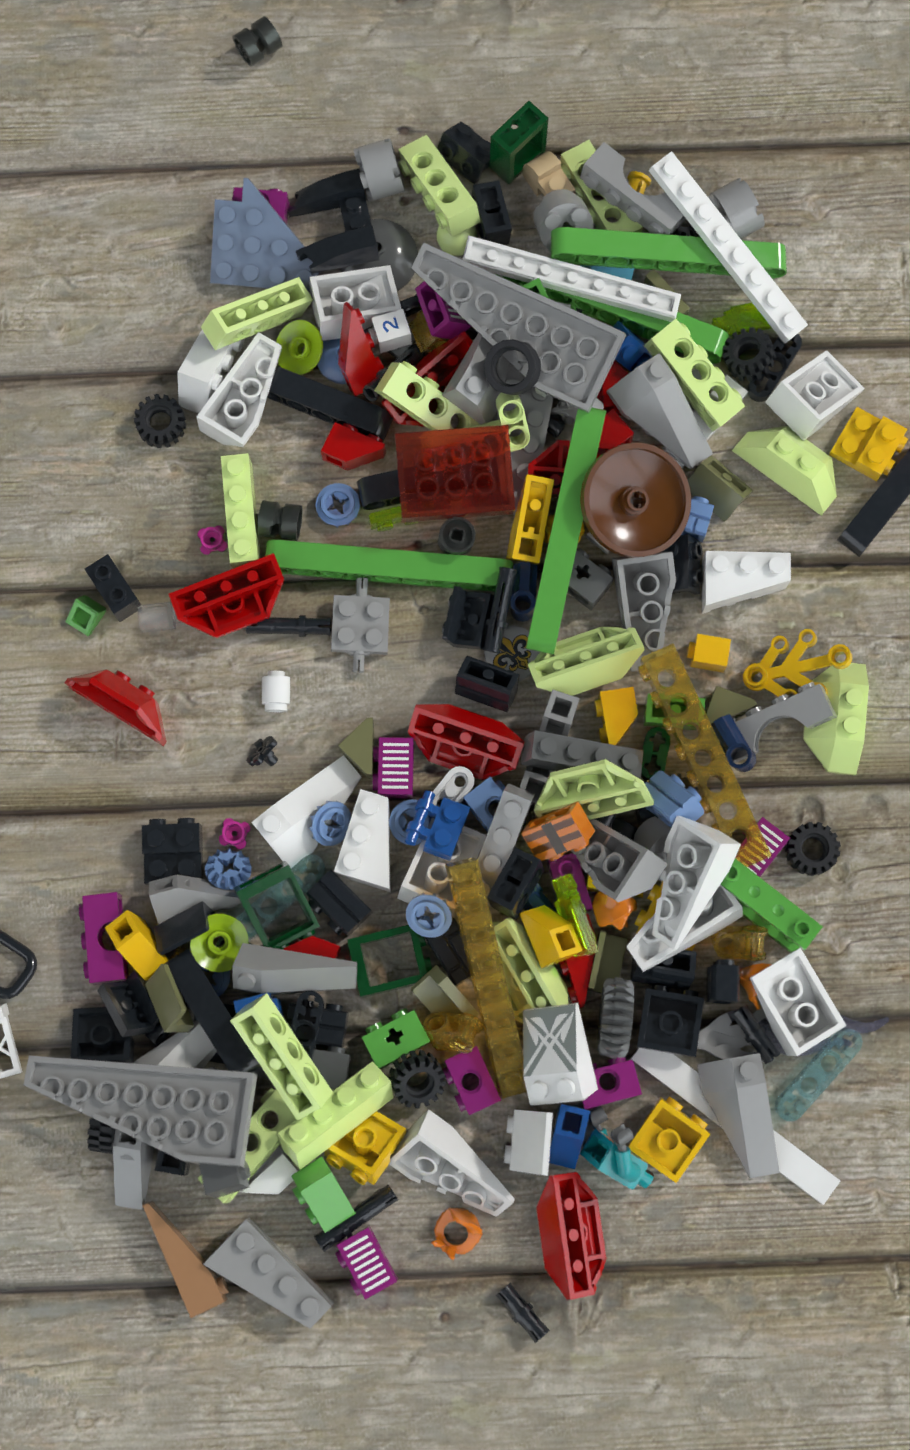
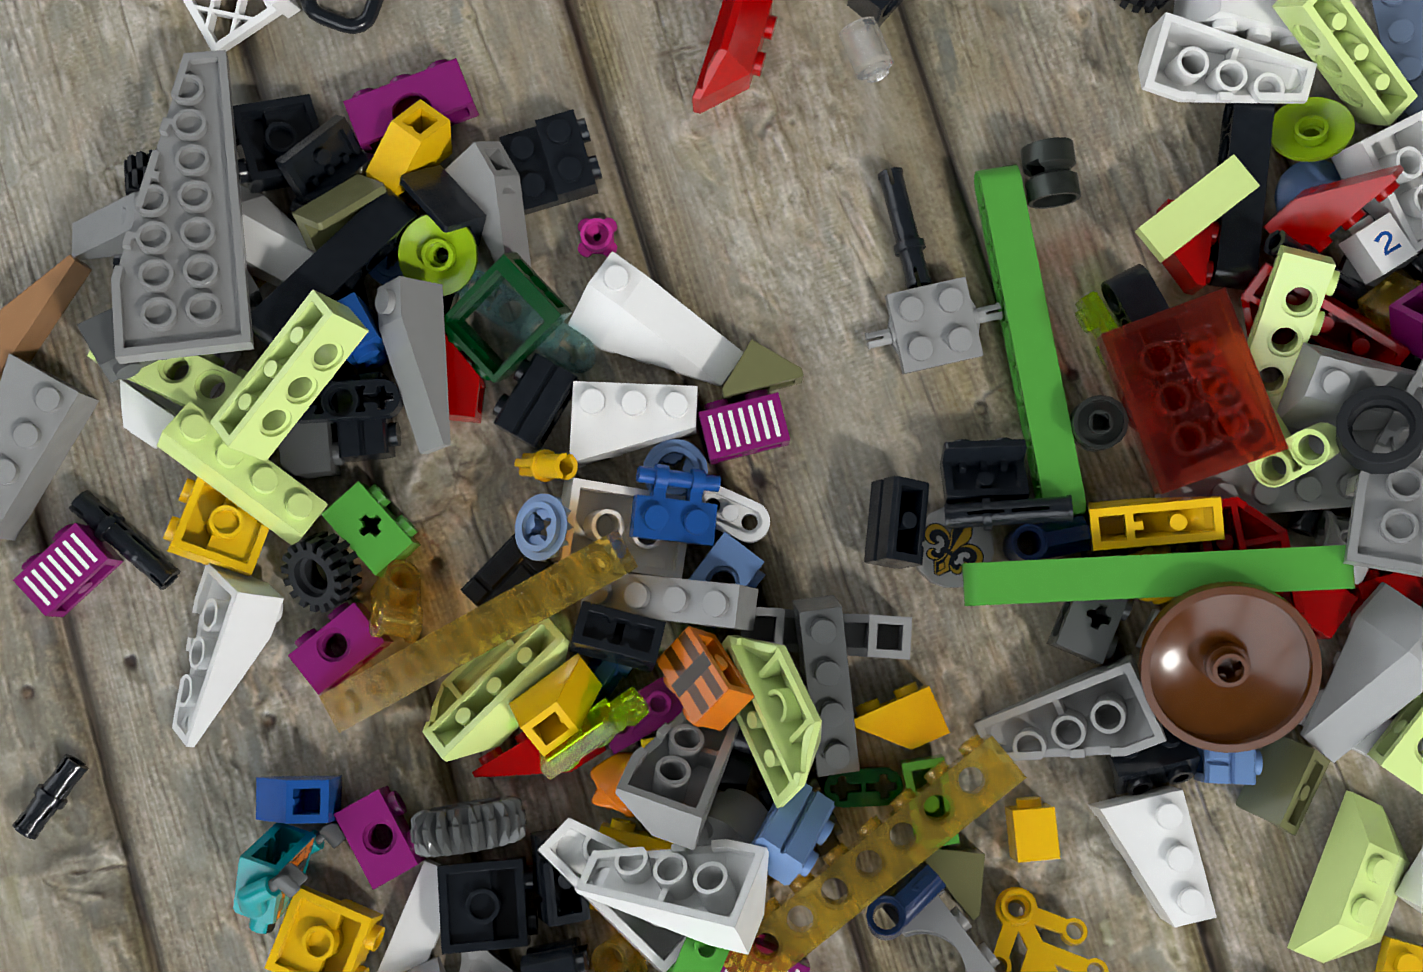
camera: 75 degrees right, 5 degrees up
(206, 534) = (1004, 83): dark pink plate -> none
(230, 598) = (918, 134): red wedge -> none
(231, 878) = (531, 247): medium blue gear -> none
(240, 509) = (1046, 115): yellowish green brick -> none
(263, 752) = (717, 243): black plant -> none
(276, 691) = (806, 236): white brick -> none
(323, 1195) = (135, 485): bright green brick -> none
(332, 834) = (630, 369): medium blue gear -> none
(333, 434) = (1197, 208): none -> yellowish green tile
(342, 493) = (1096, 229): medium blue gear -> none
(357, 955) = (454, 456): dark green window -> none
(386, 905) = (547, 465): none -> yellow axle
(441, 994) = (443, 573): olive panel -> none
(464, 739) = (809, 513): red wedge -> none
(464, 1218) = (154, 682): orange piece -> none
(529, 1142) = (269, 749): white slope -> none
(556, 1055) = (390, 757): white slope -> none
(571, 1235) = (159, 840): red wedge -> none
(587, 660) = (970, 656): yellowish green wedge -> none
(607, 961) = (559, 796): olive panel -> none

